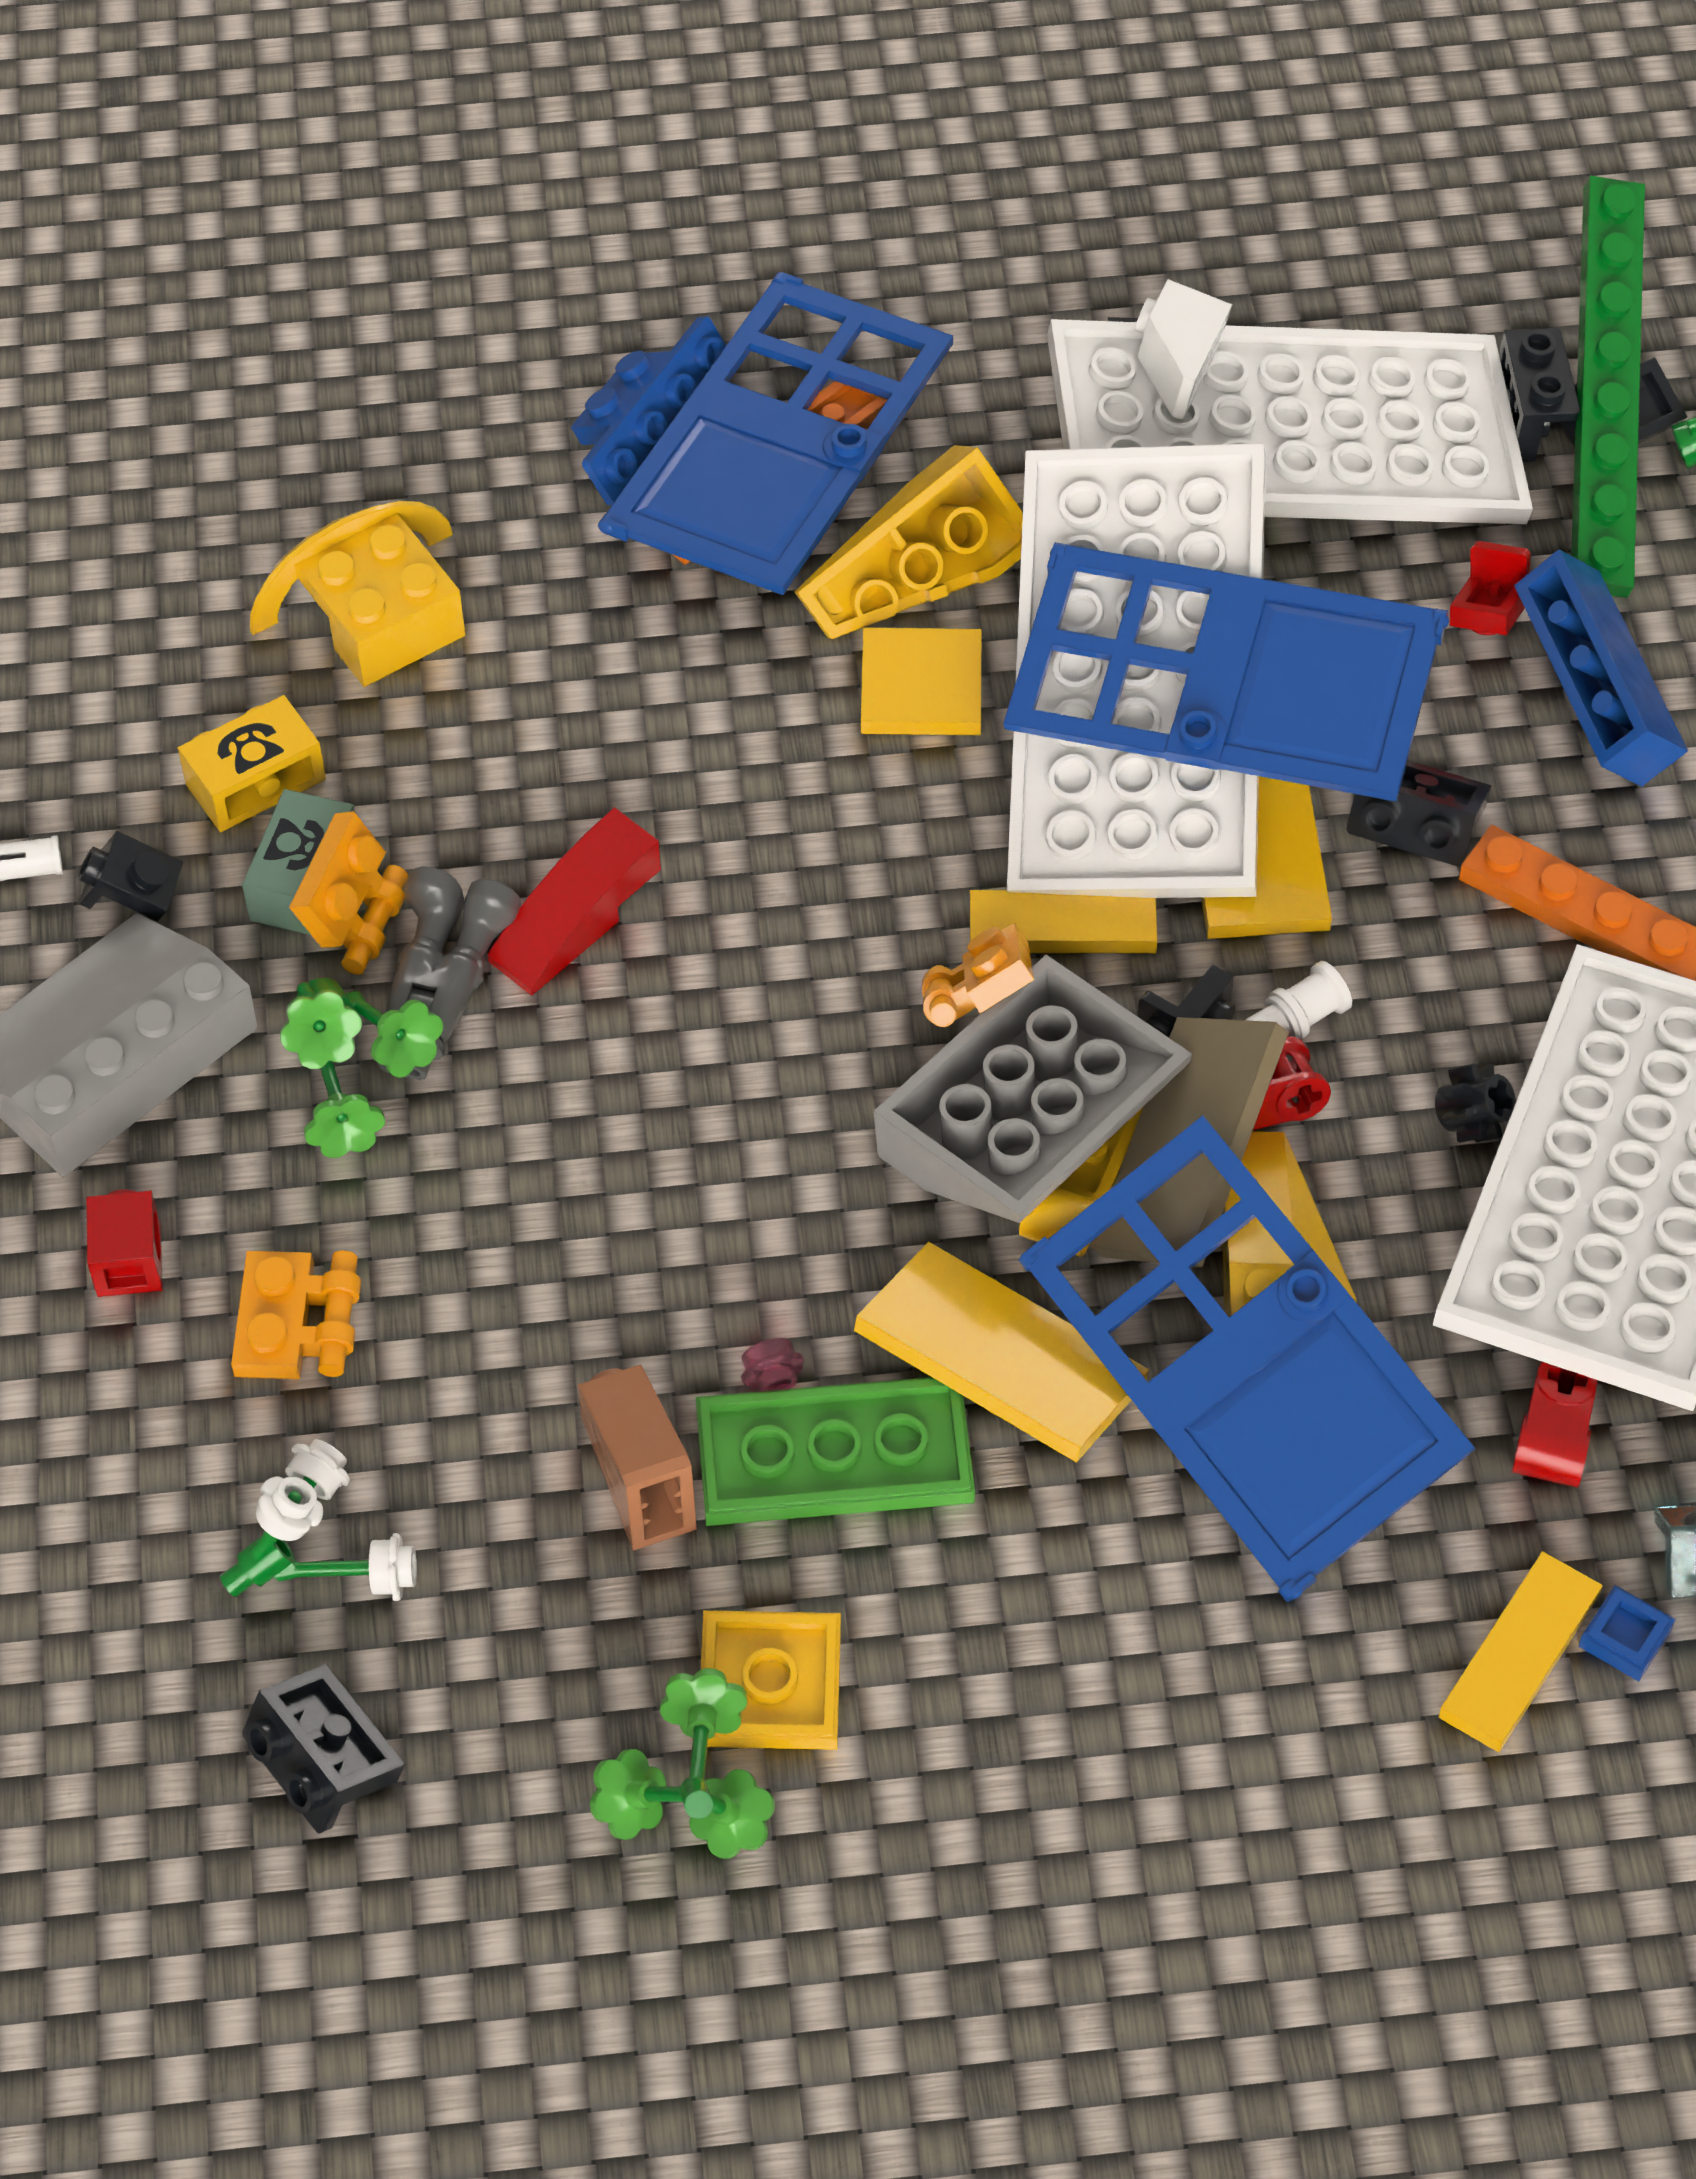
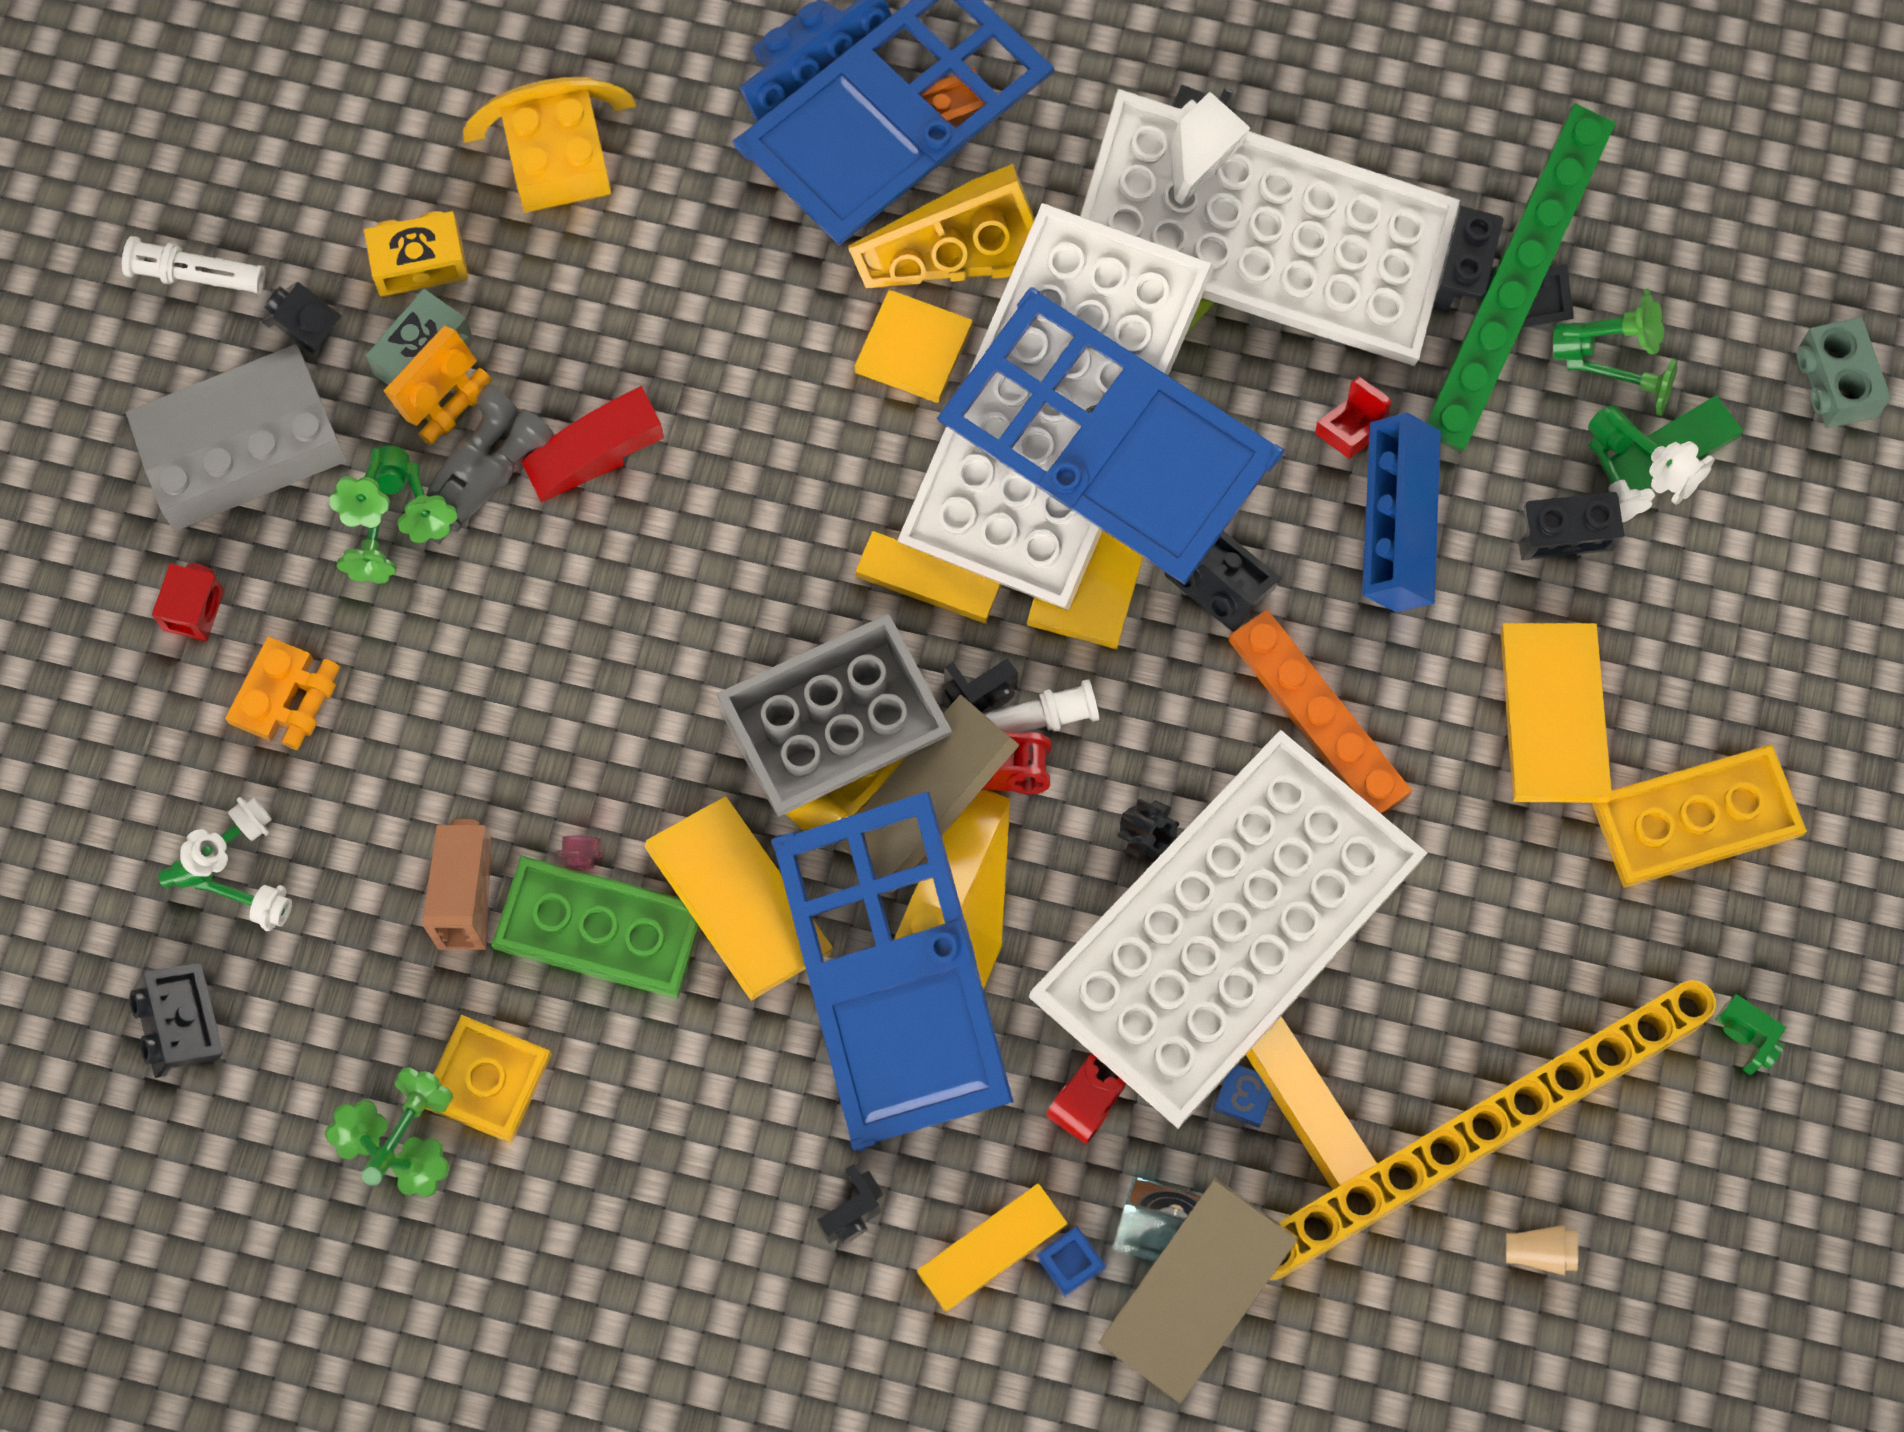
camera: 20 degrees right, 15 degrees up
(990, 971) = (841, 612): light orange plate -> none
(1327, 1672) = (849, 1219): none -> black bracket

